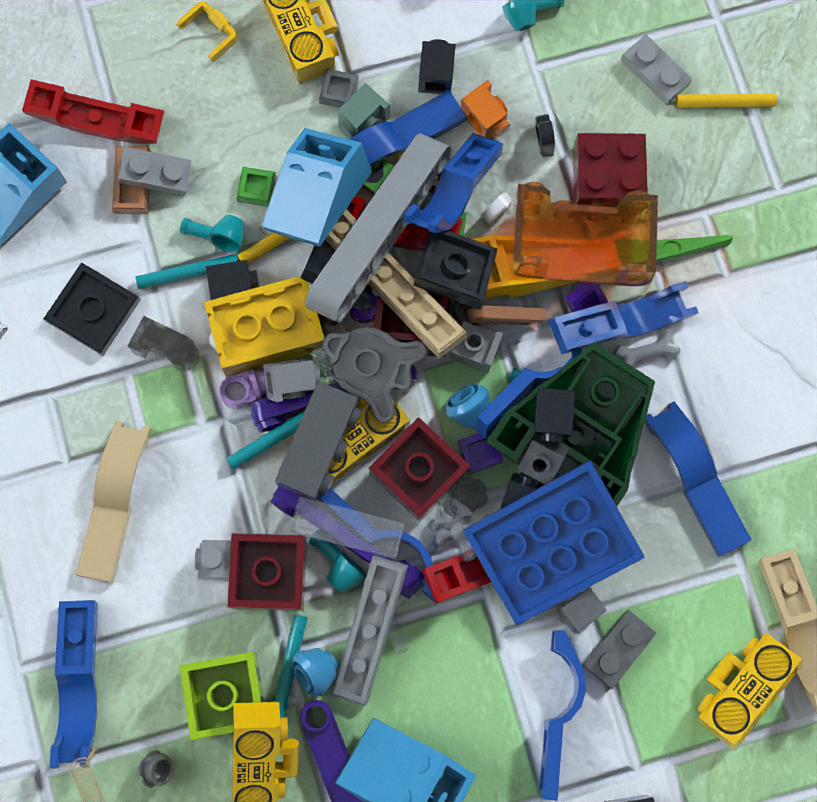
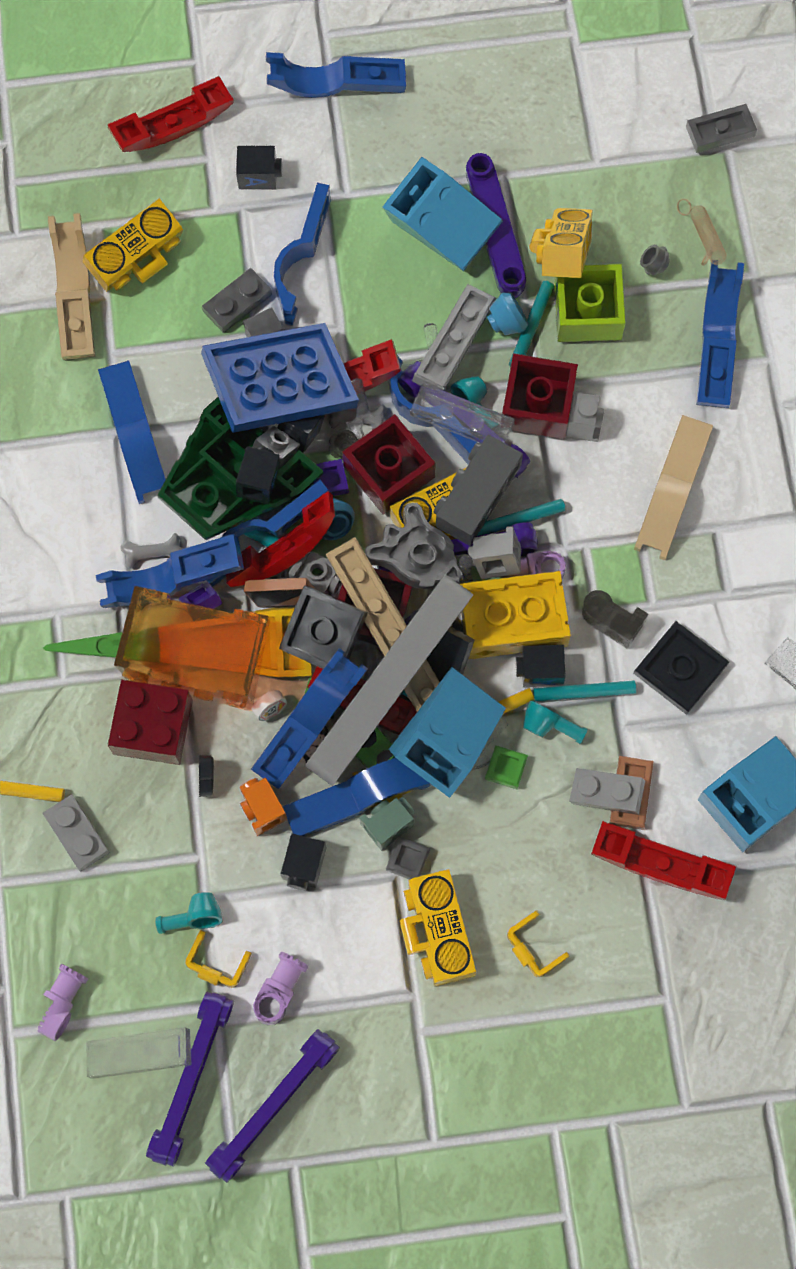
camera: 165 degrees left, 5 degrees down
(508, 360) = (290, 547): none -> red slope

